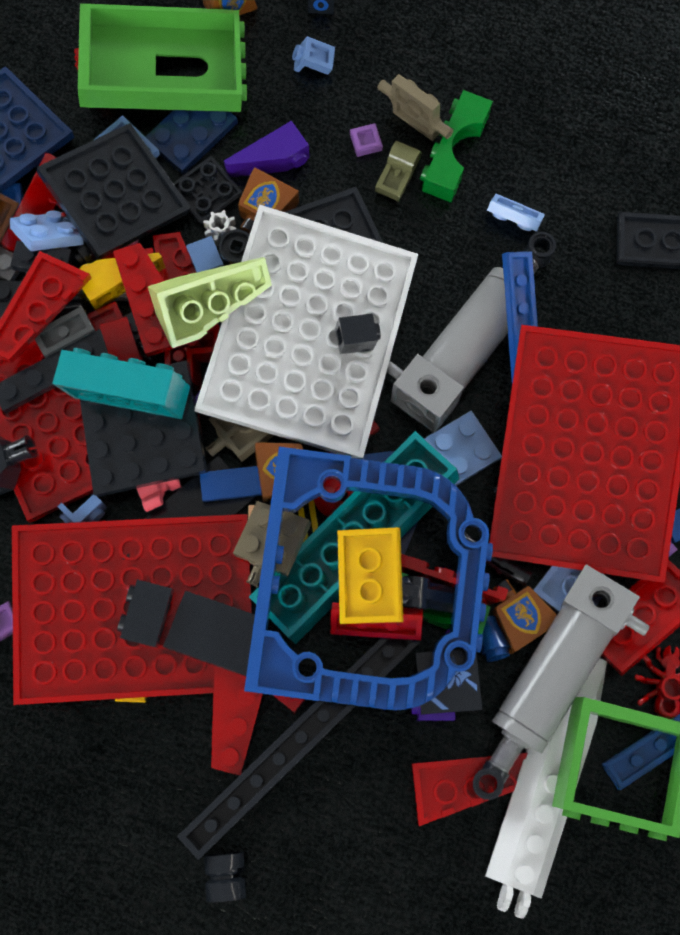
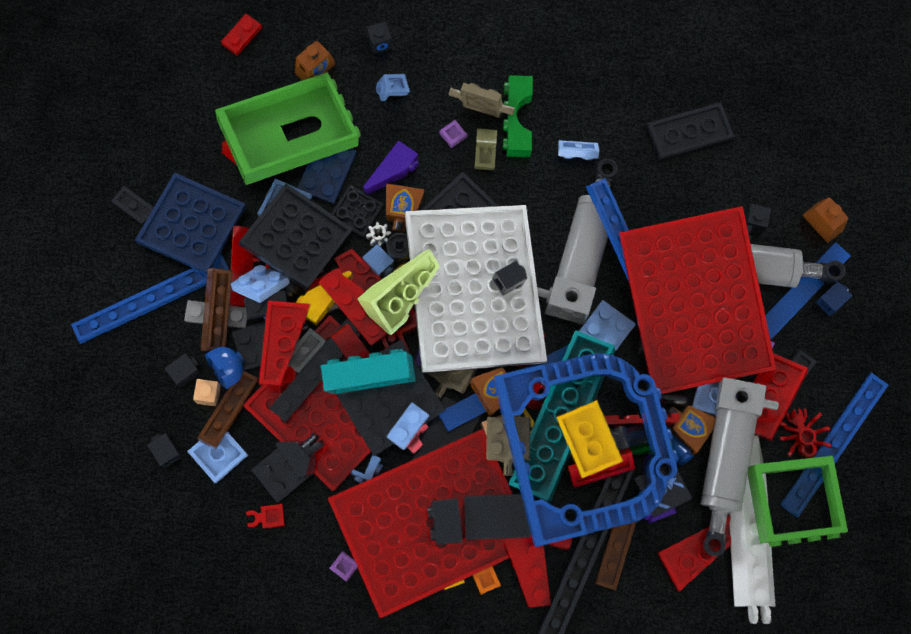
camera: 25 degrees left, 0 degrees up
(148, 472) = (408, 426): none -> light blue plate
(173, 710) = (486, 580): none -> orange plate
(353, 745) = (614, 556): none -> reddish brown tile

